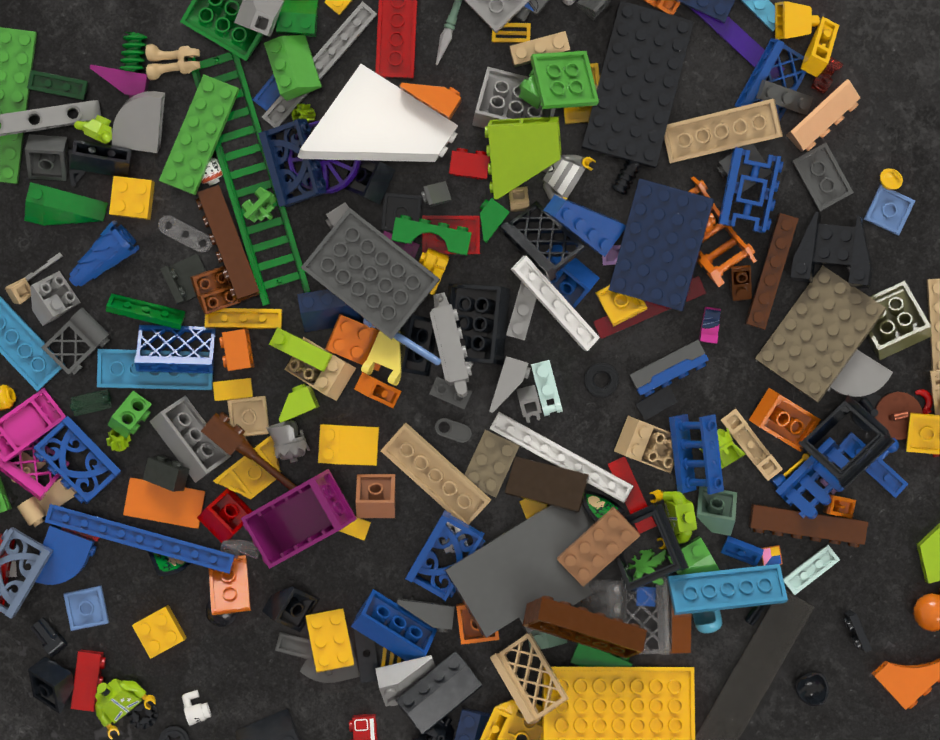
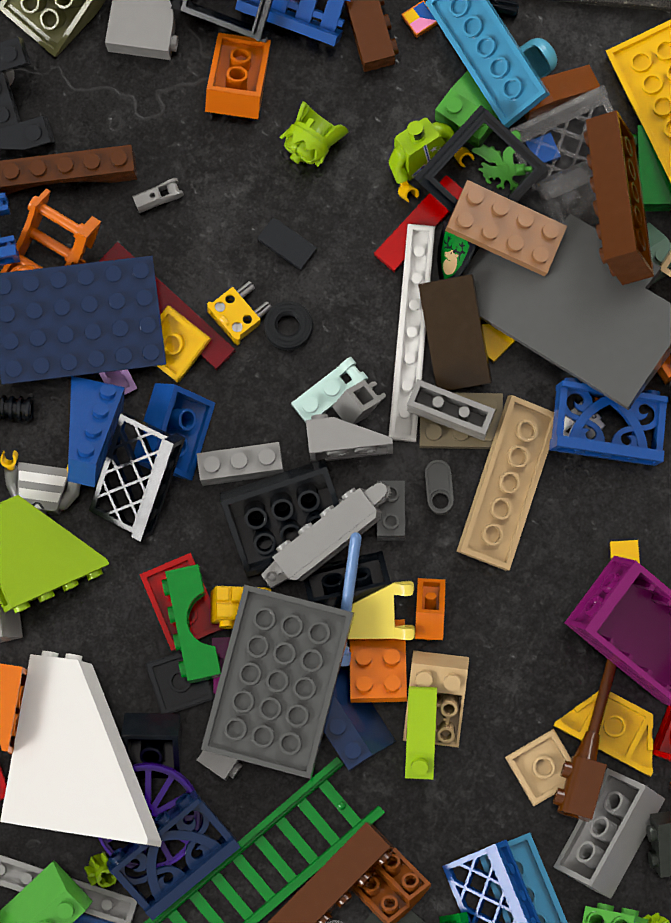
camera: 105 degrees left, 10 degrees down
(232, 389) = (516, 805): yellow tile -> none
(237, 350) = (459, 818): orange brick -> none
(244, 318) = (413, 829): yellow plate -> none
(261, 207) = (252, 870): bright green hips -> none
(287, 441) = (555, 696): light grey hat -> none
(299, 402) = (495, 701): lime slope -> none
(348, 444) = (521, 616): yellow slope -> none
(375, 496) = (572, 549): nougat slope -> none
(436, 194) = (135, 644): dark grey slope -> none
(469, 164) = (76, 617): red brick -> none
(491, 217) = (136, 557): green slope -> none
(496, 458) = (450, 410): none -> light grey brick
(519, 199) = (96, 533): tan slope -> none
(555, 303) = (212, 423): white plate -> none
(623, 346) = (232, 315): none -> yellow piece
(646, 444) = (345, 229): tan slope -> none
(669, 367) = (234, 246): piece -> none
(683, 455) = (340, 179): blue fence -> none
(710, 325) = (157, 219): leg -> none
(717, 510) = (390, 106): sand green slope -> none
(726, 328) = (152, 197): none -> light grey bar
(740, 282) = (84, 201): reddish brown slope -> none
(742, 551) = (429, 55): blue plate -> none
(751, 444) = (286, 106): tan slope -> none
(779, 479) = (317, 49): hinge -> none
(820, 334) = (108, 76): dark tan plate -> none

